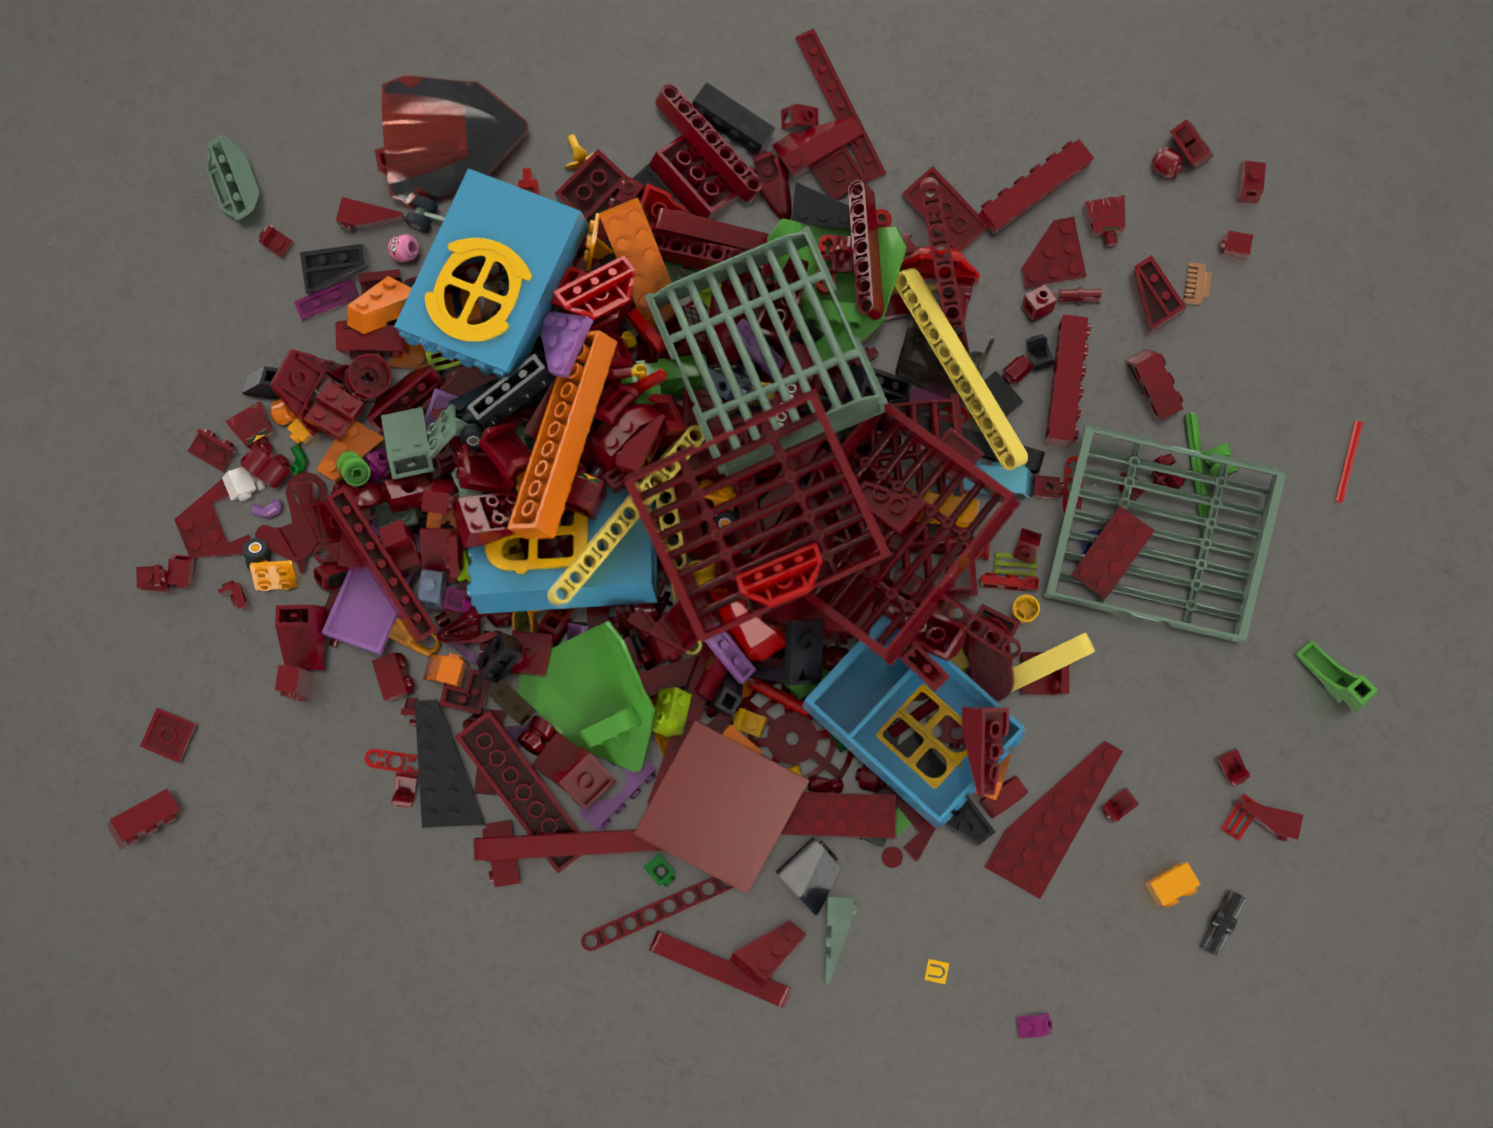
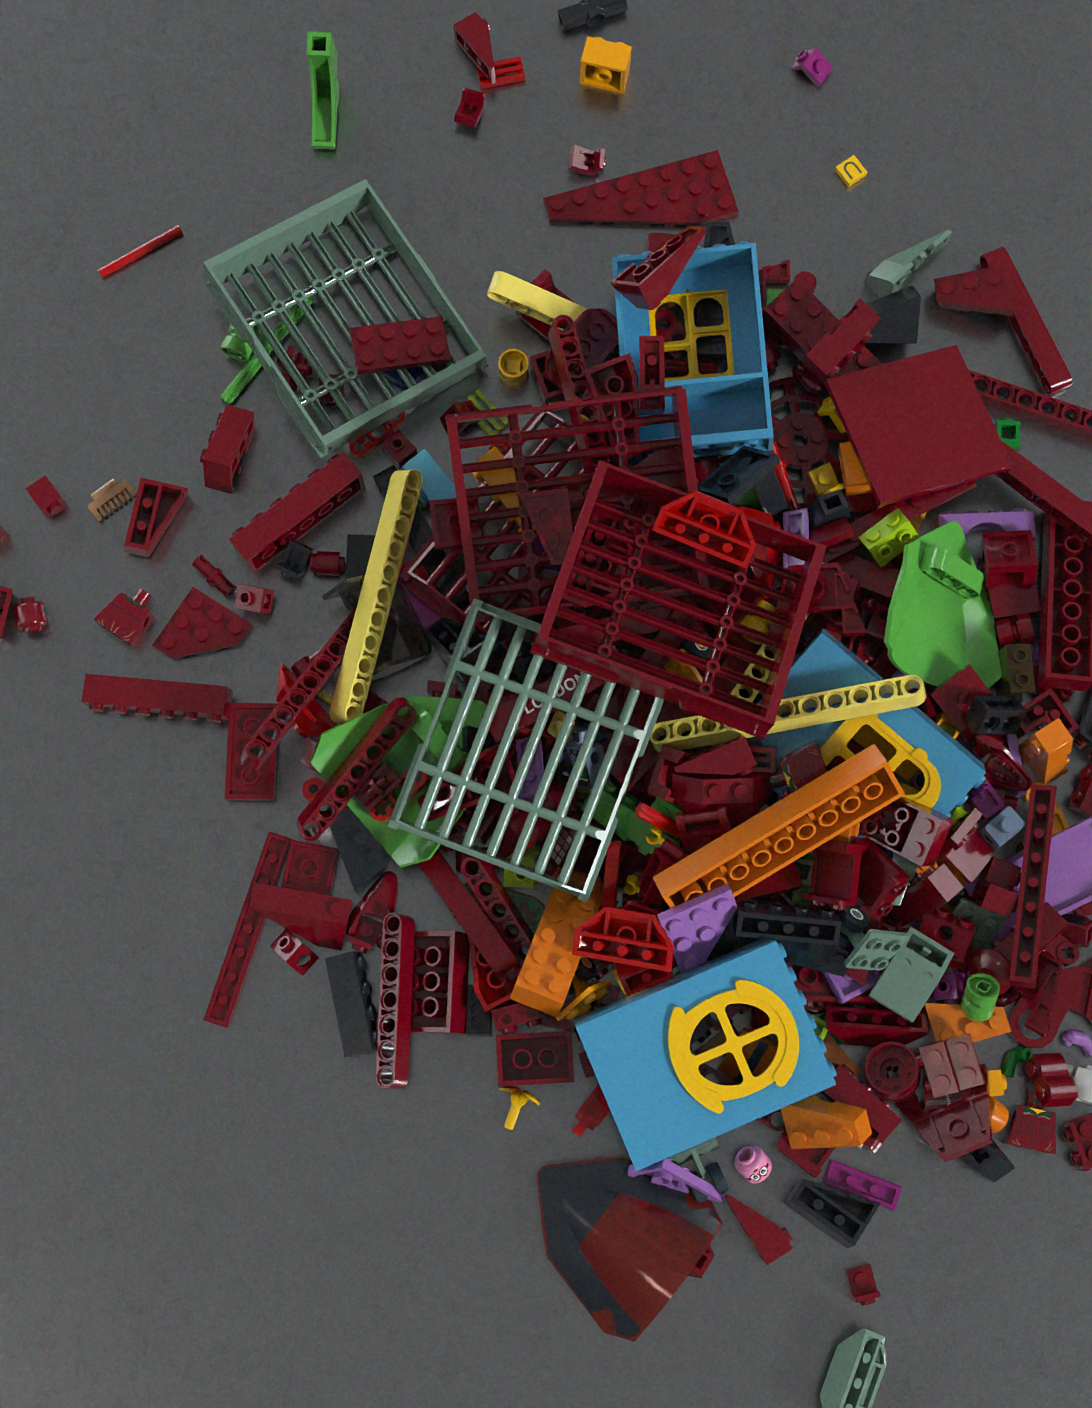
camera: 140 degrees left, 5 degrees down
(437, 197) = (677, 1178): none -> medium lavender wing
(822, 813) = (841, 340): none -> dark red wedge
(1010, 582) = (501, 399): red hinge -> none

